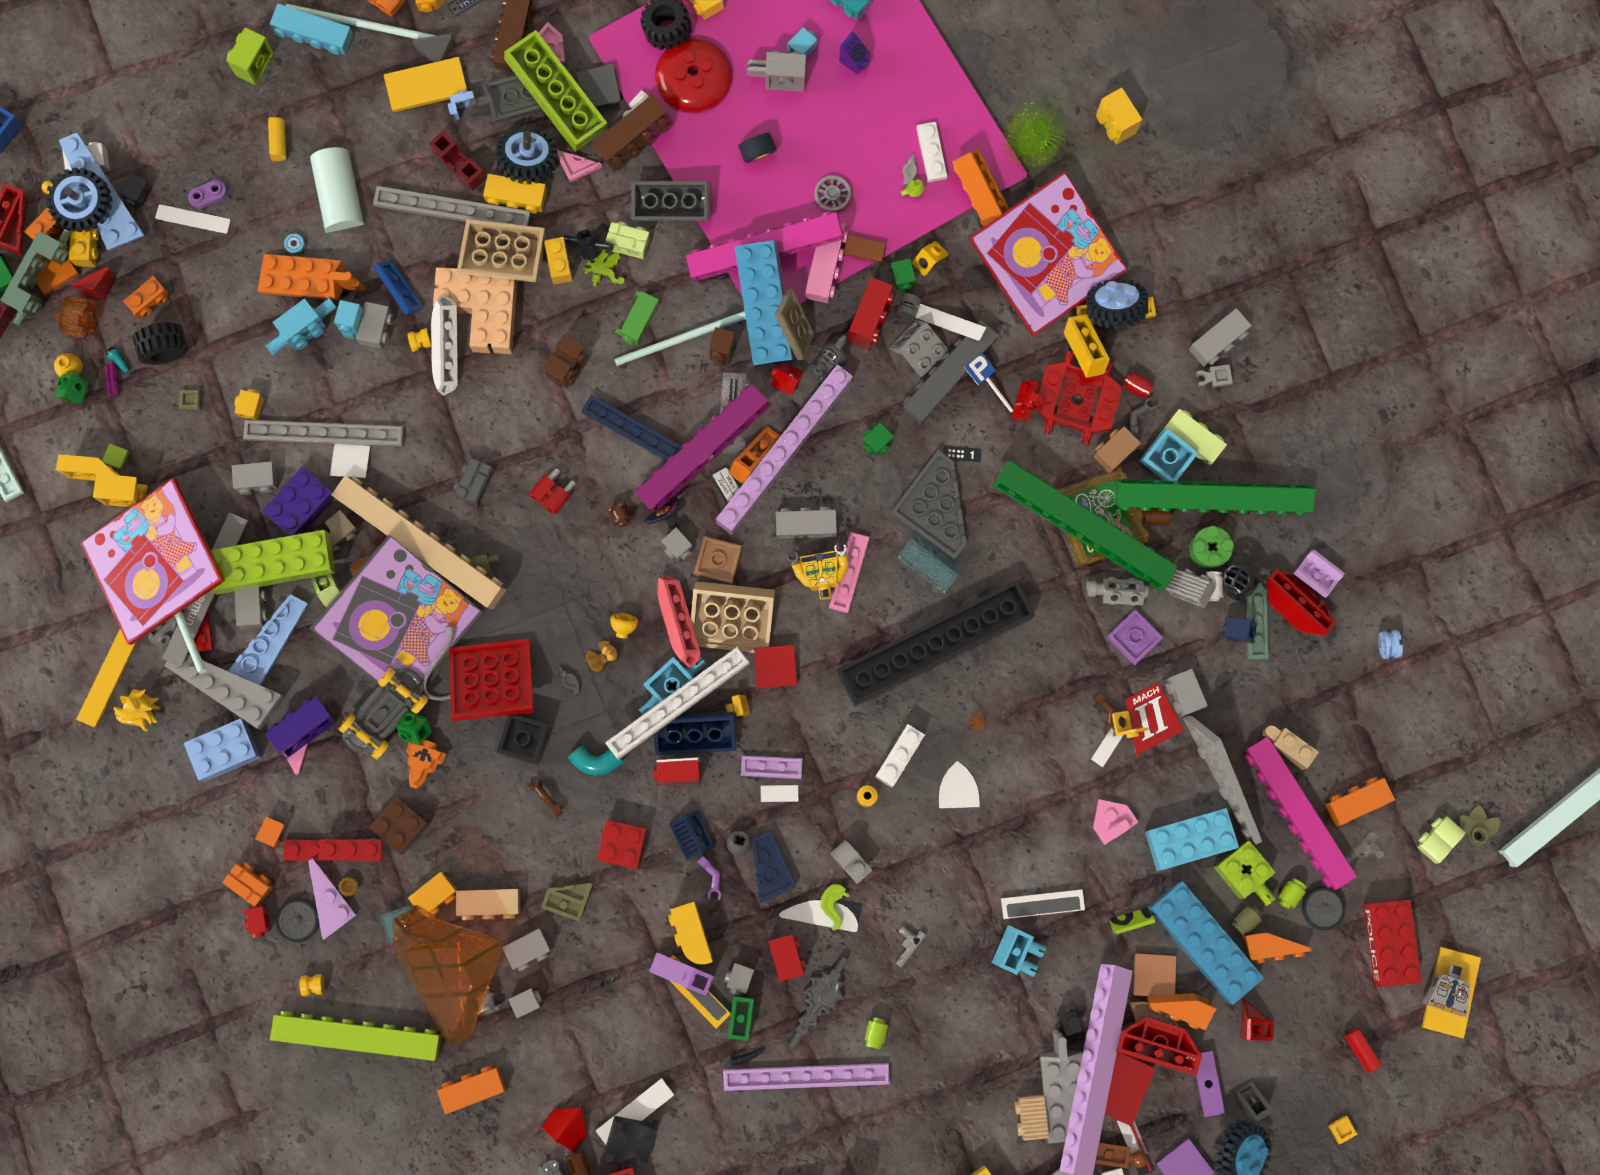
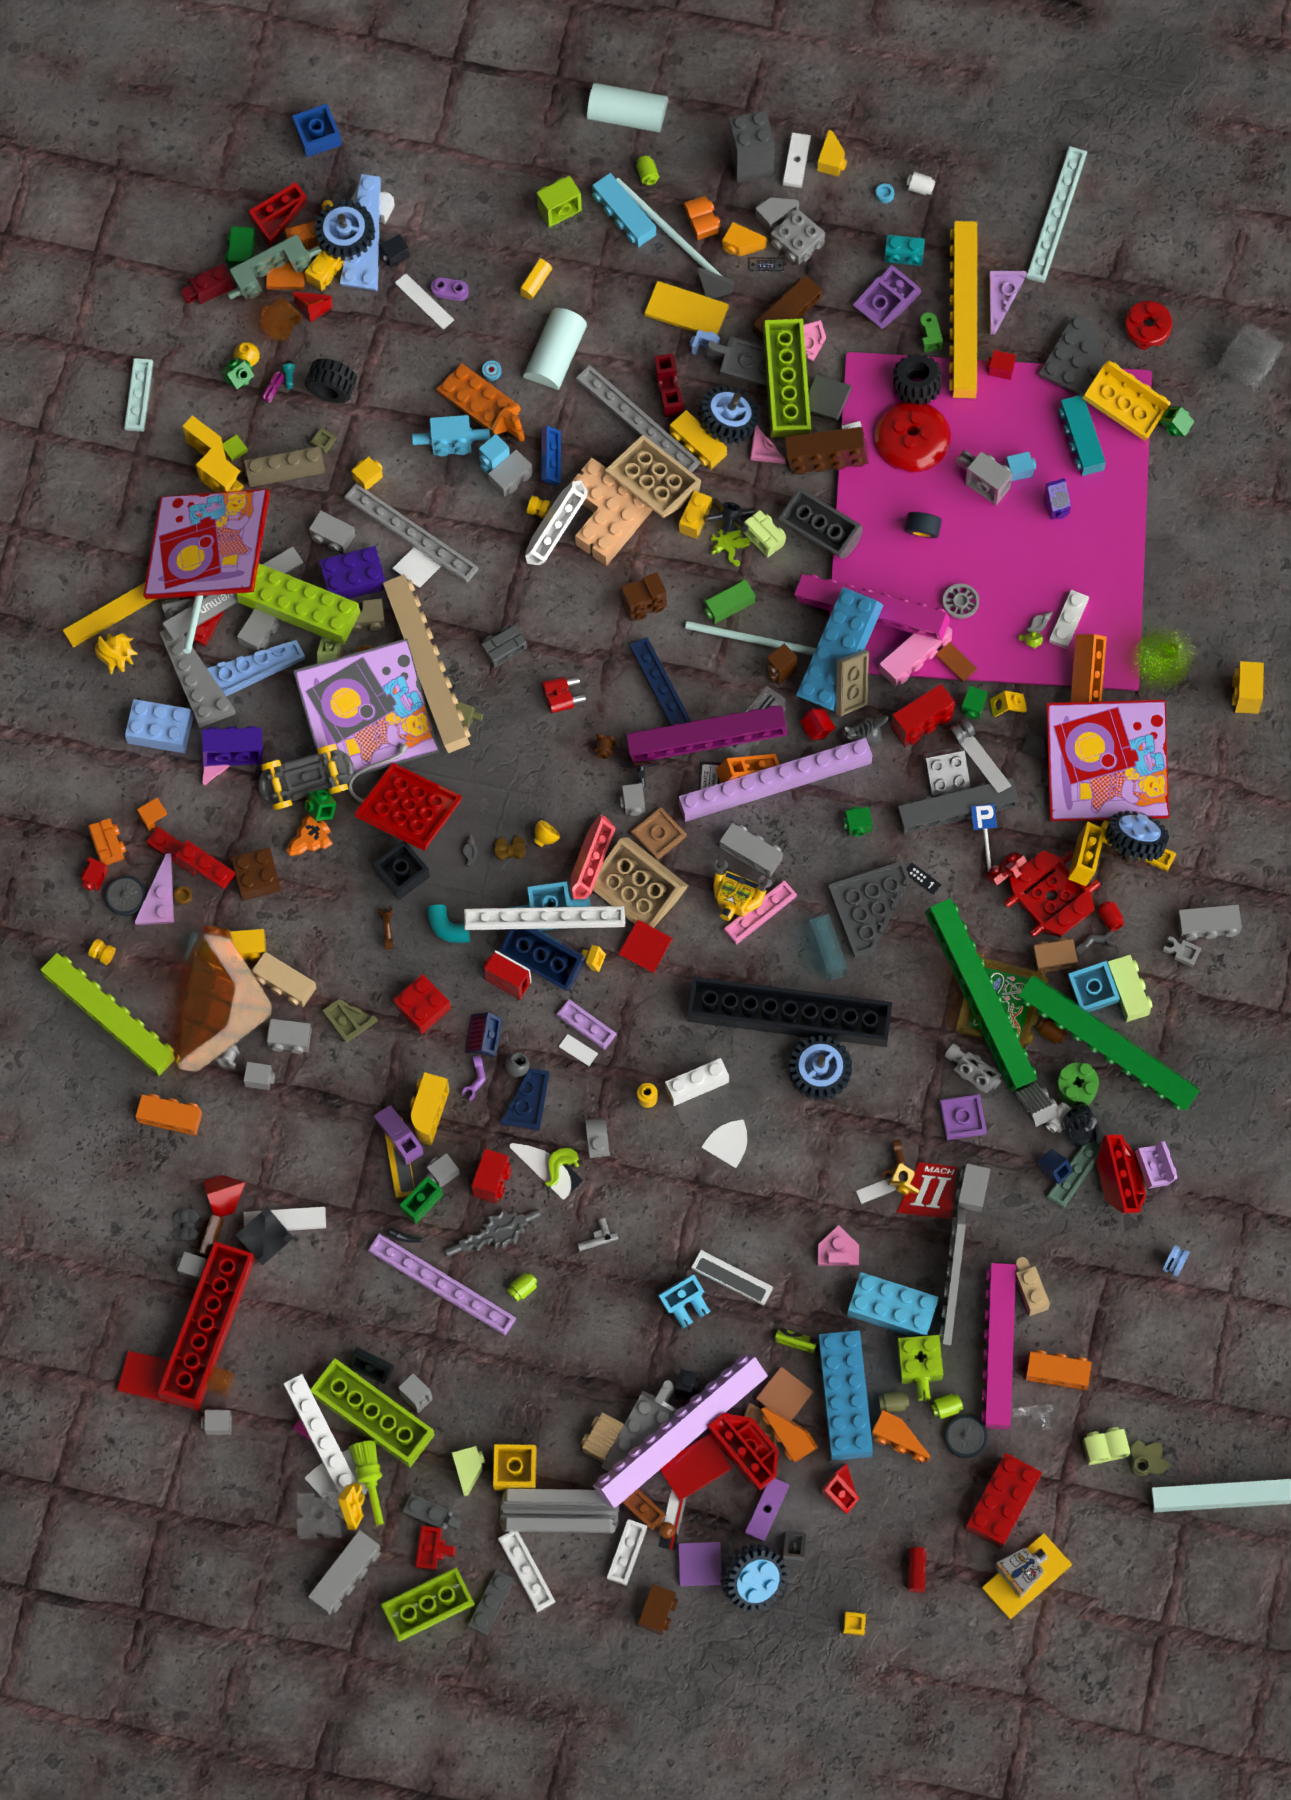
camera: 40 degrees right, 10 degrees down
(146, 298) = (344, 340): orange bracket -> none
(172, 445) = (284, 466): none -> dark tan brick
(977, 722) = (780, 1097): clear orange plate -> none
(993, 675) = (820, 1067): none -> wheel

